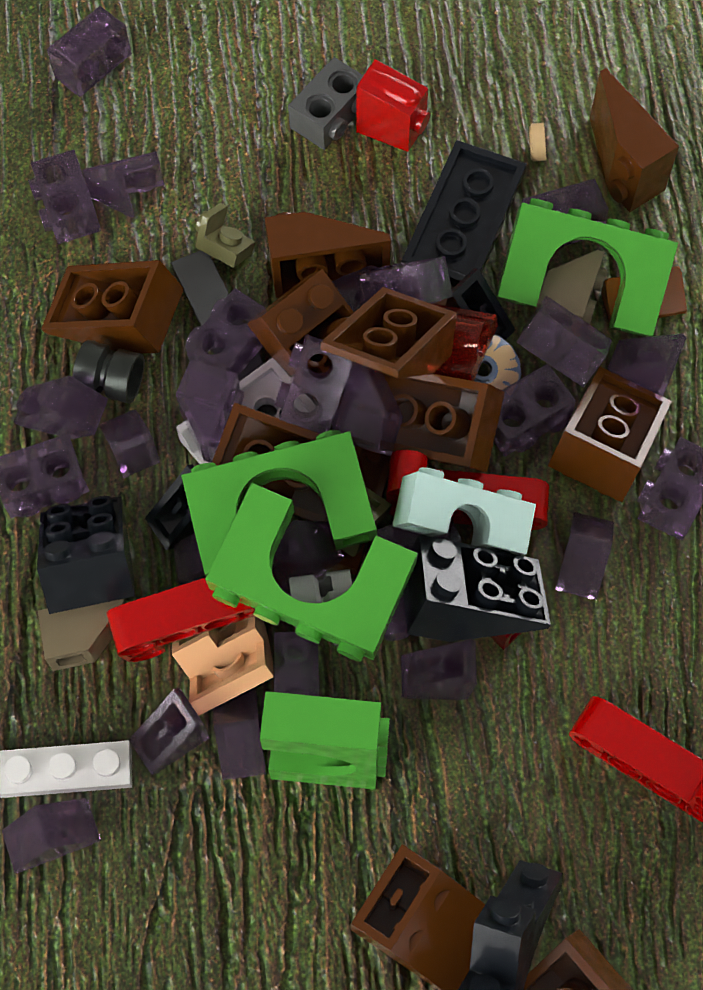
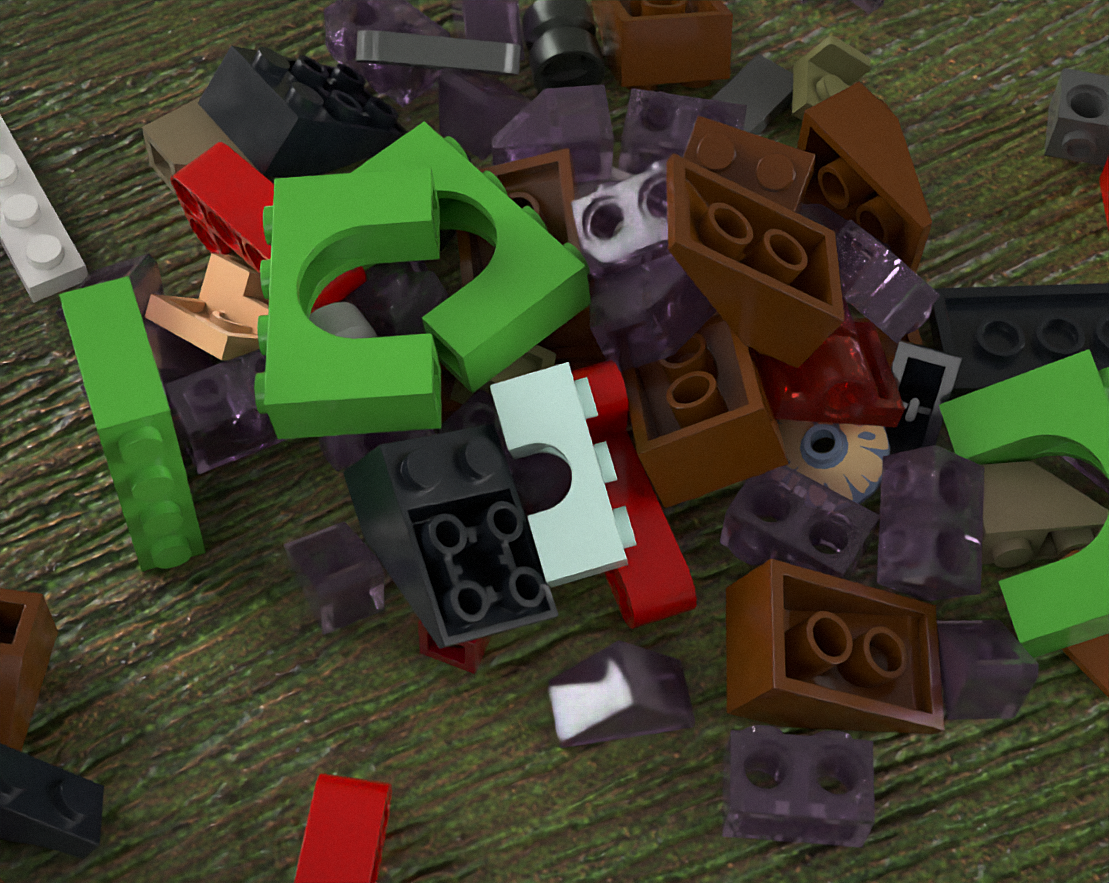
camera: 60 degrees right, 10 degrees down
(92, 447) = (437, 52): none -> dark grey beam

